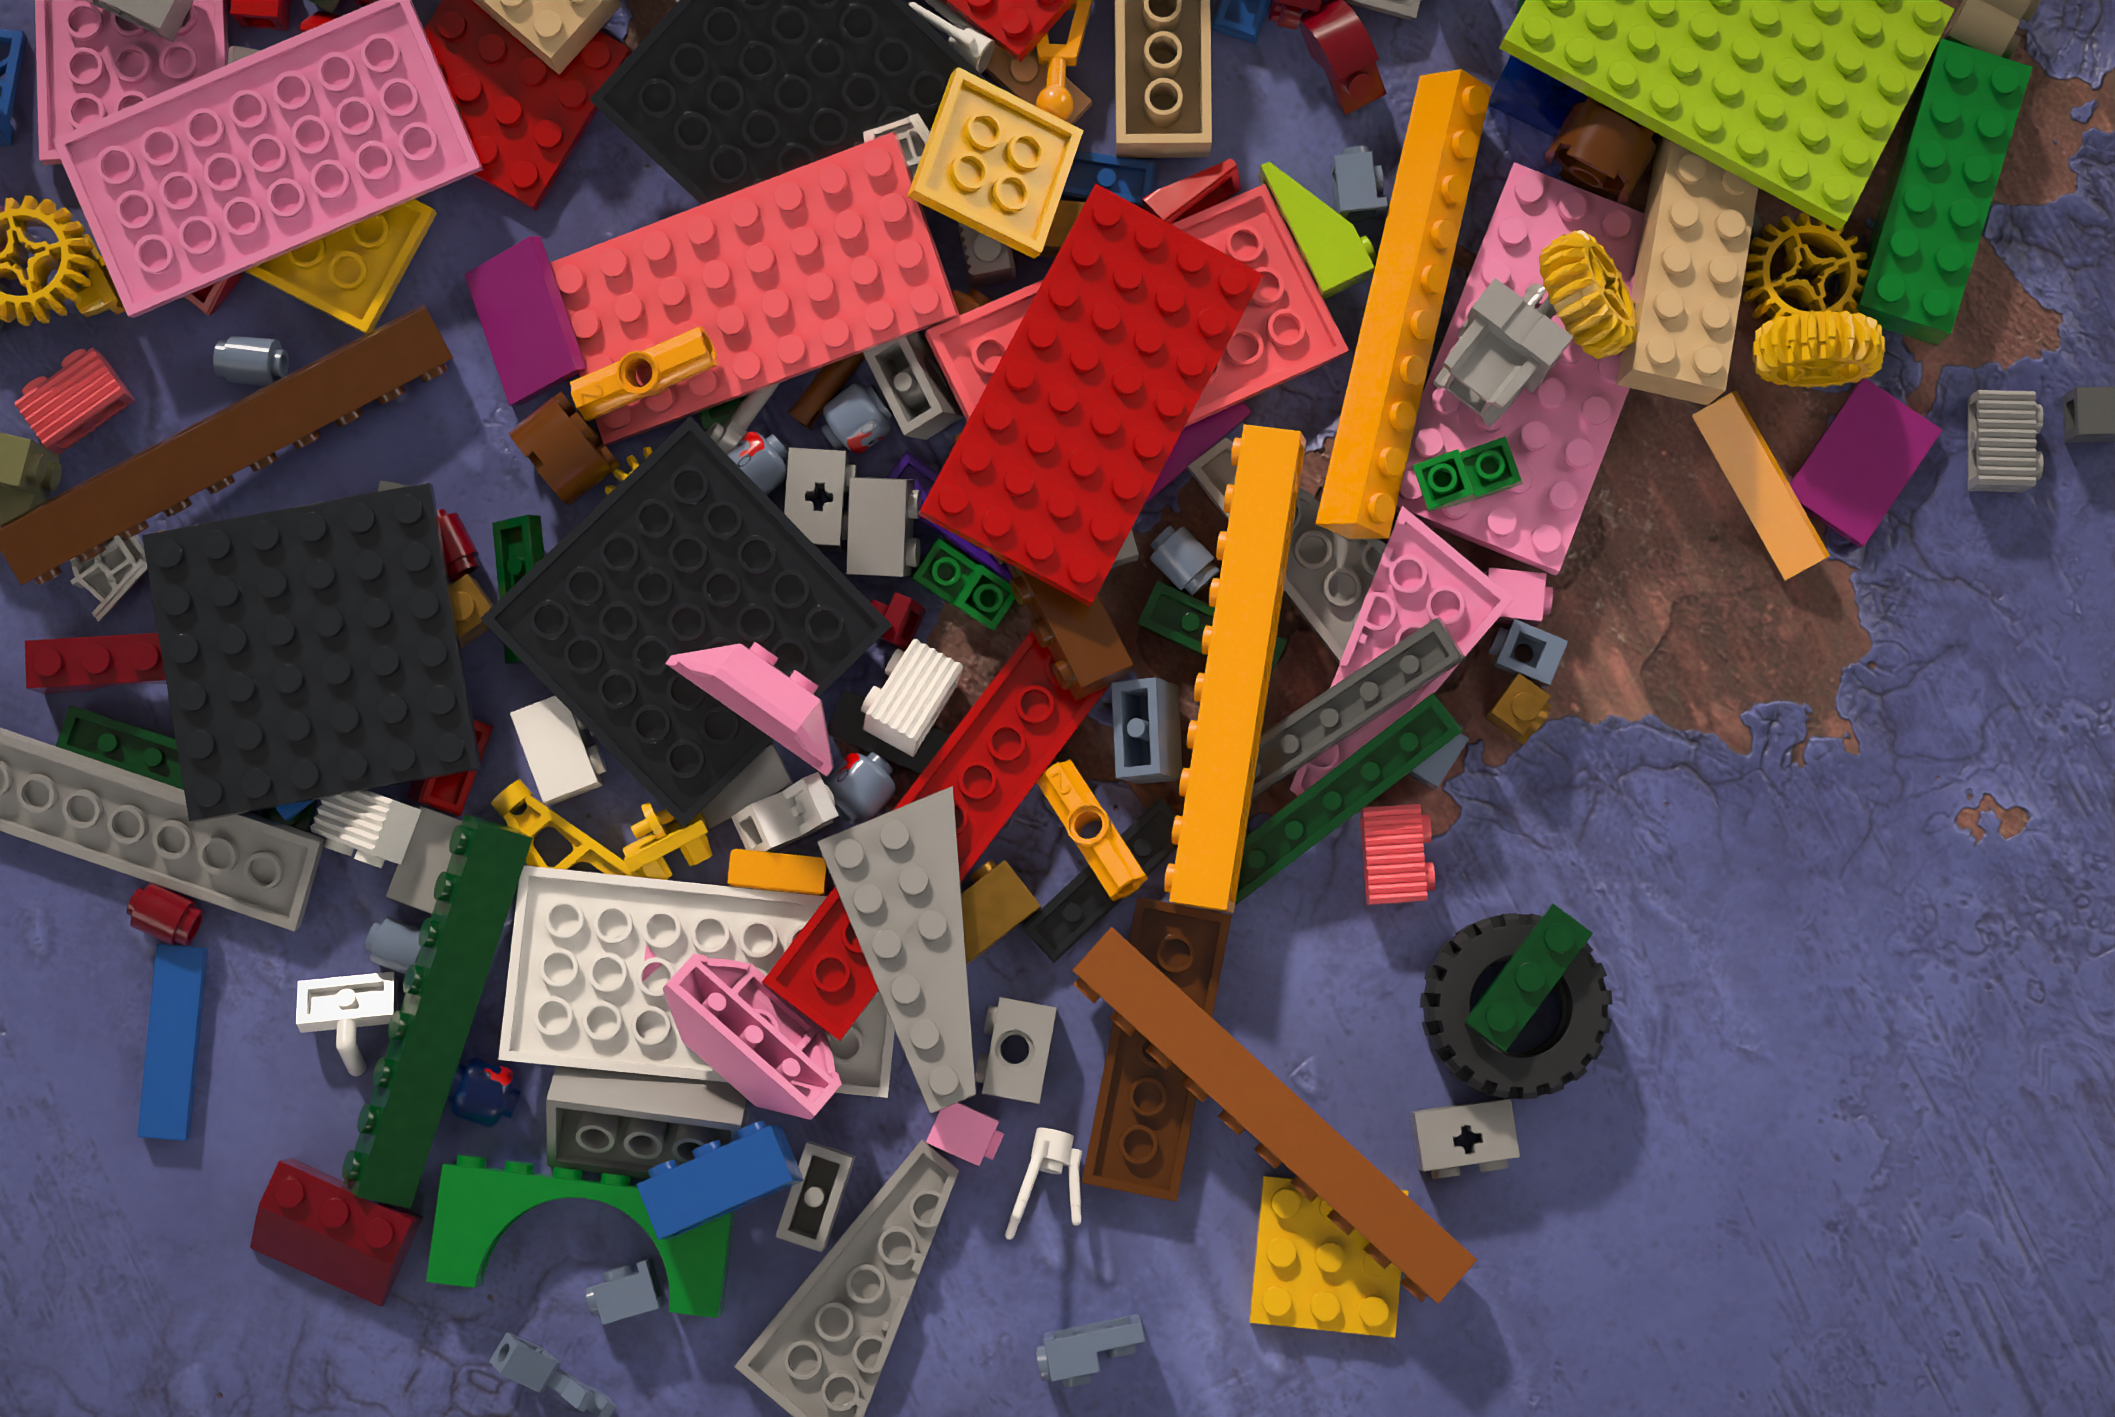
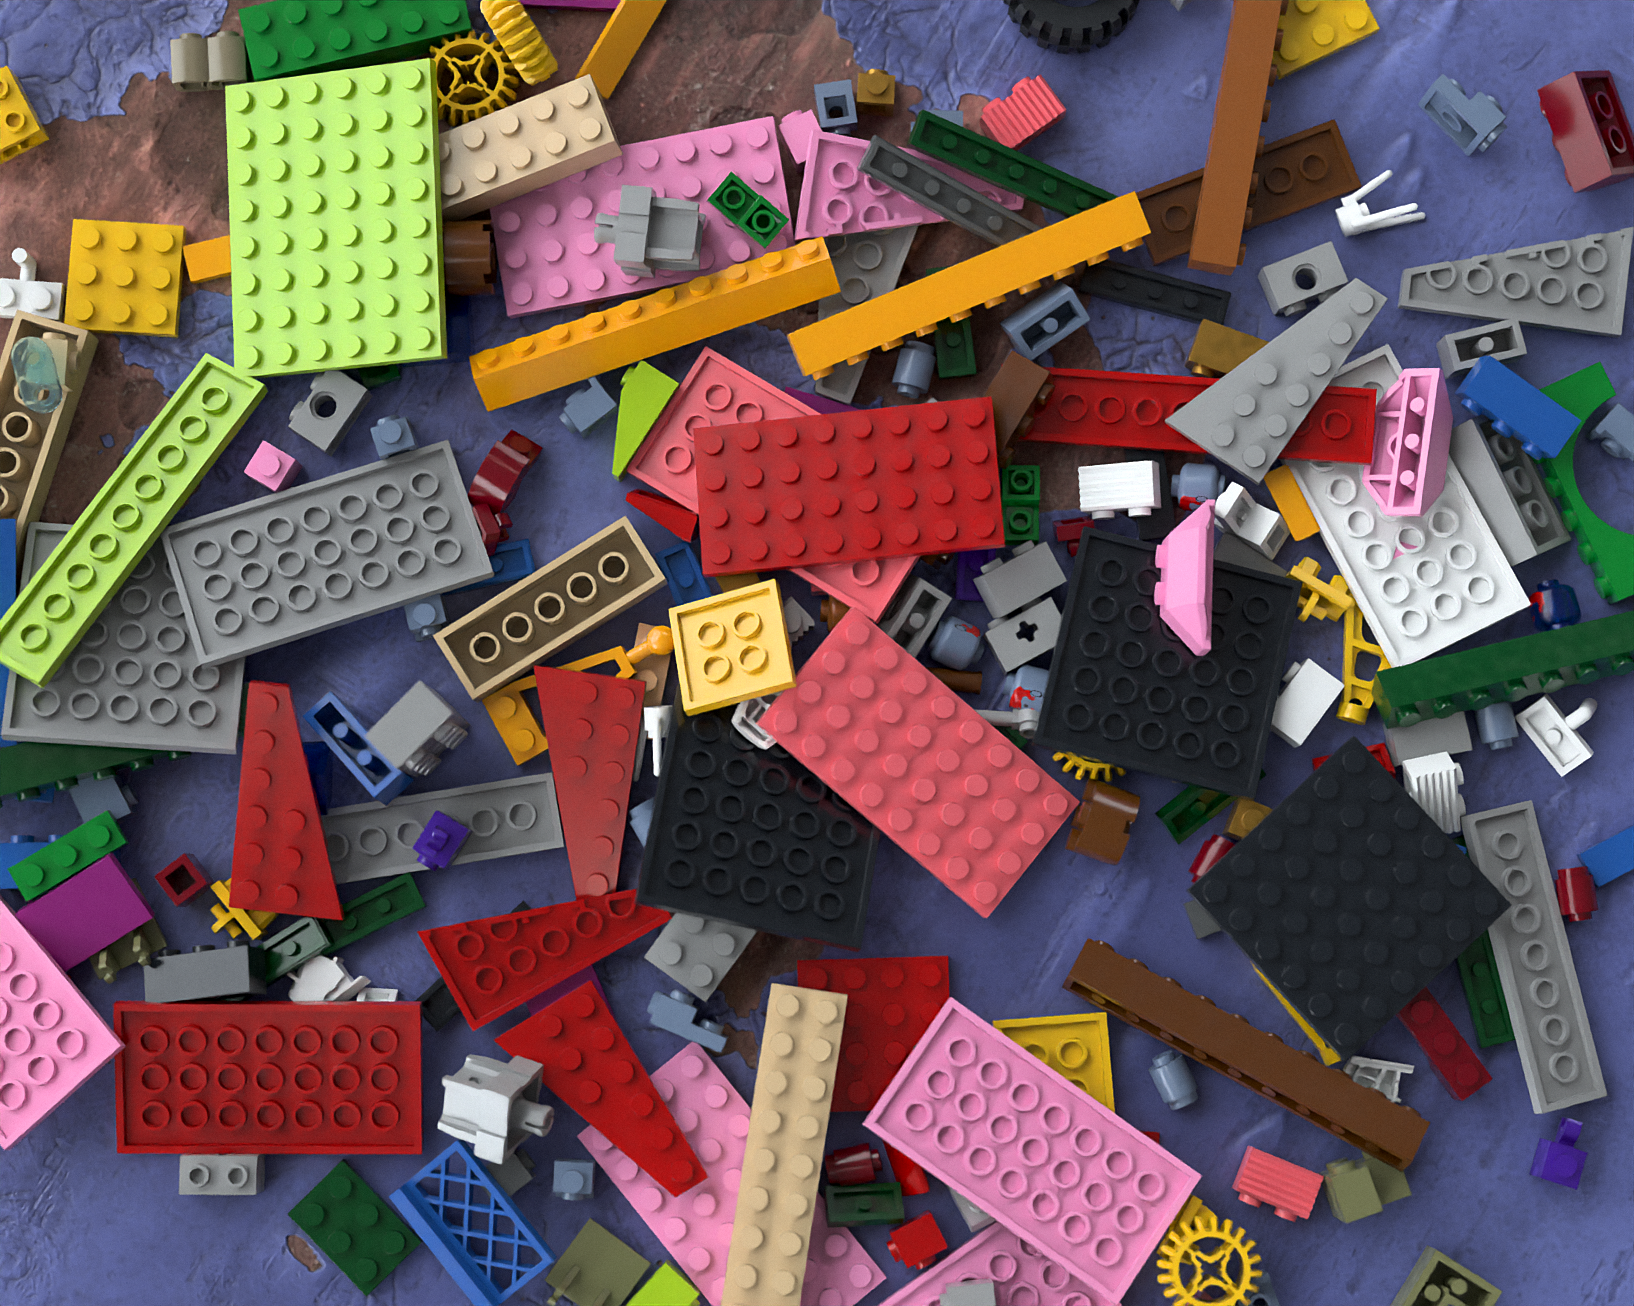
camera: 125 degrees left, 0 degrees up
(525, 321) = (1031, 907): magenta tile -> none
(617, 383) = (1040, 808): light orange piece -> none
(966, 1133) = (1380, 274): bright pink brick -> none
(1107, 851) = (1142, 294): light orange piece -> none
(1588, 294) = (580, 199): yellow gear -> none

